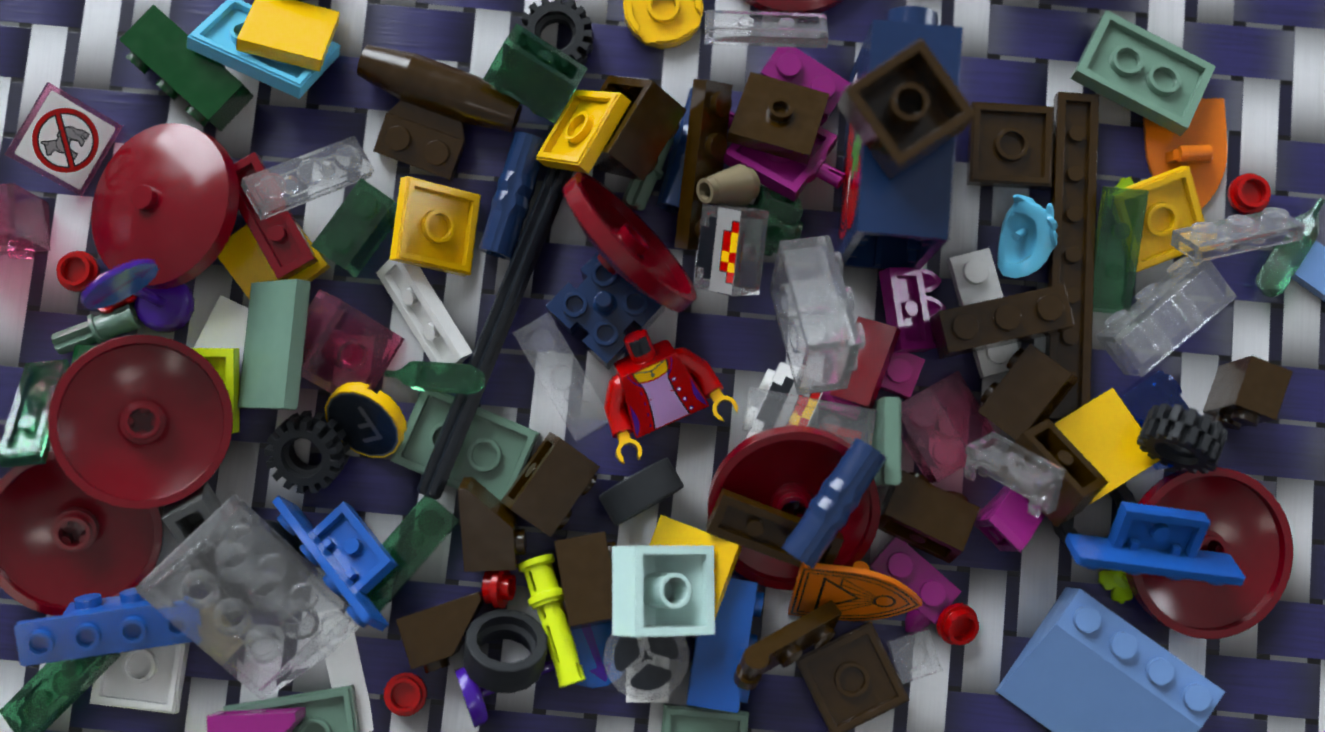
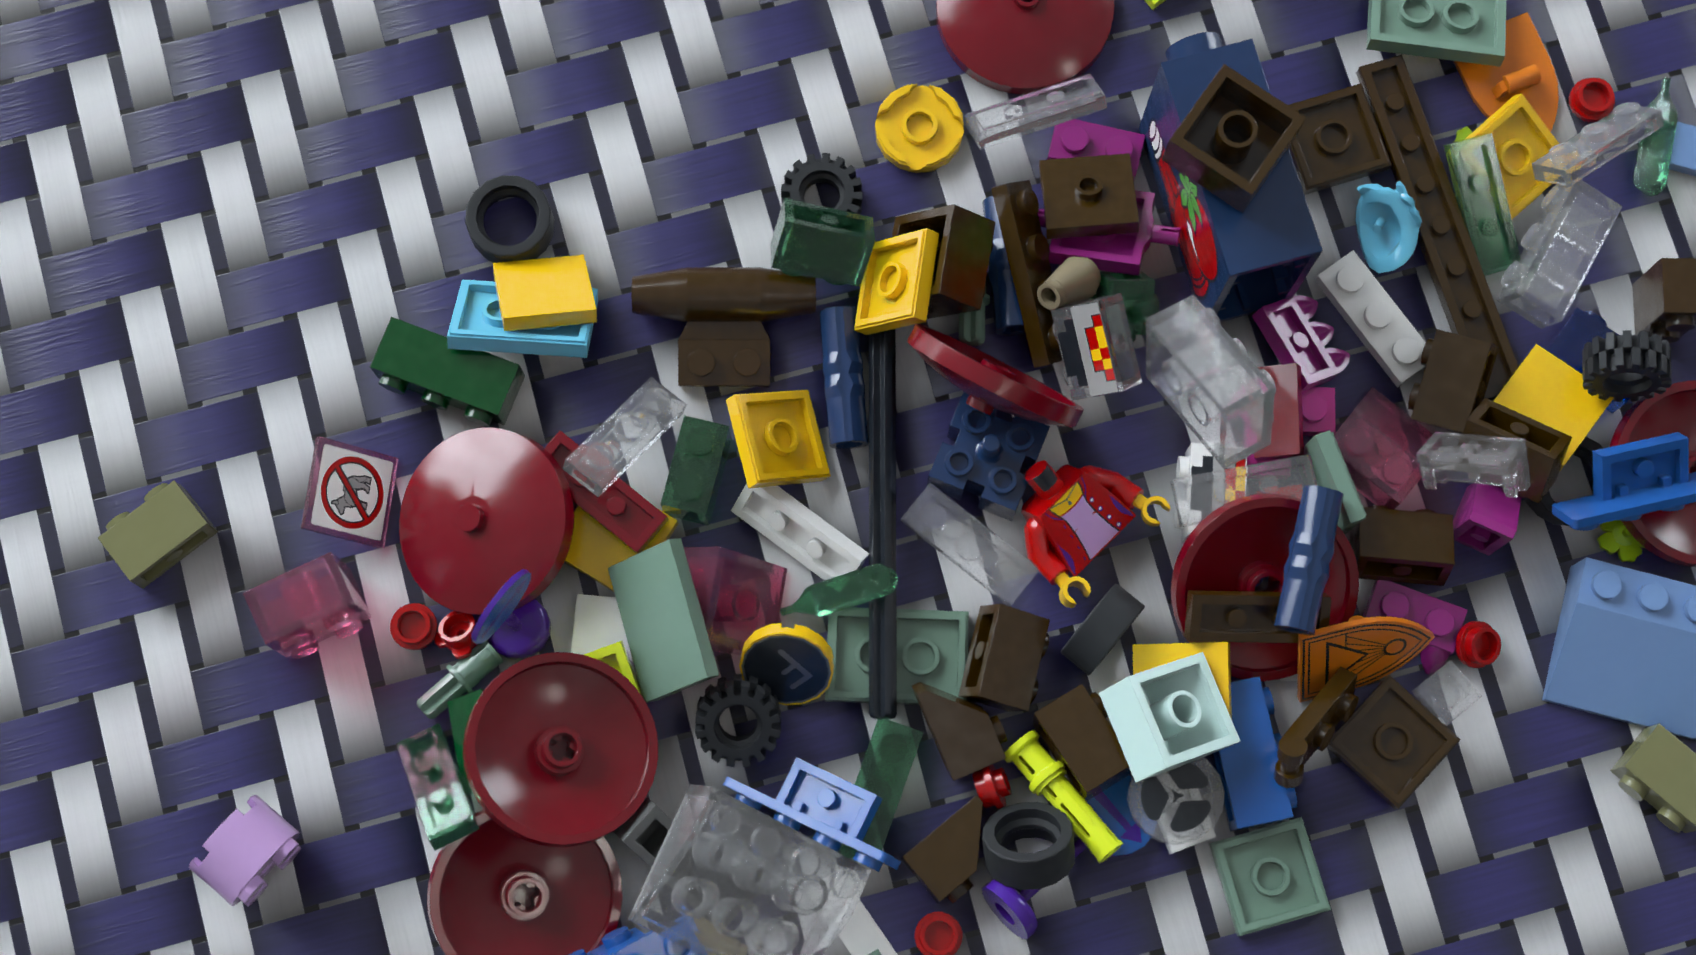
camera: 20 degrees left, 5 degrees down
(1001, 321) = (1398, 318): dark brown brick -> none

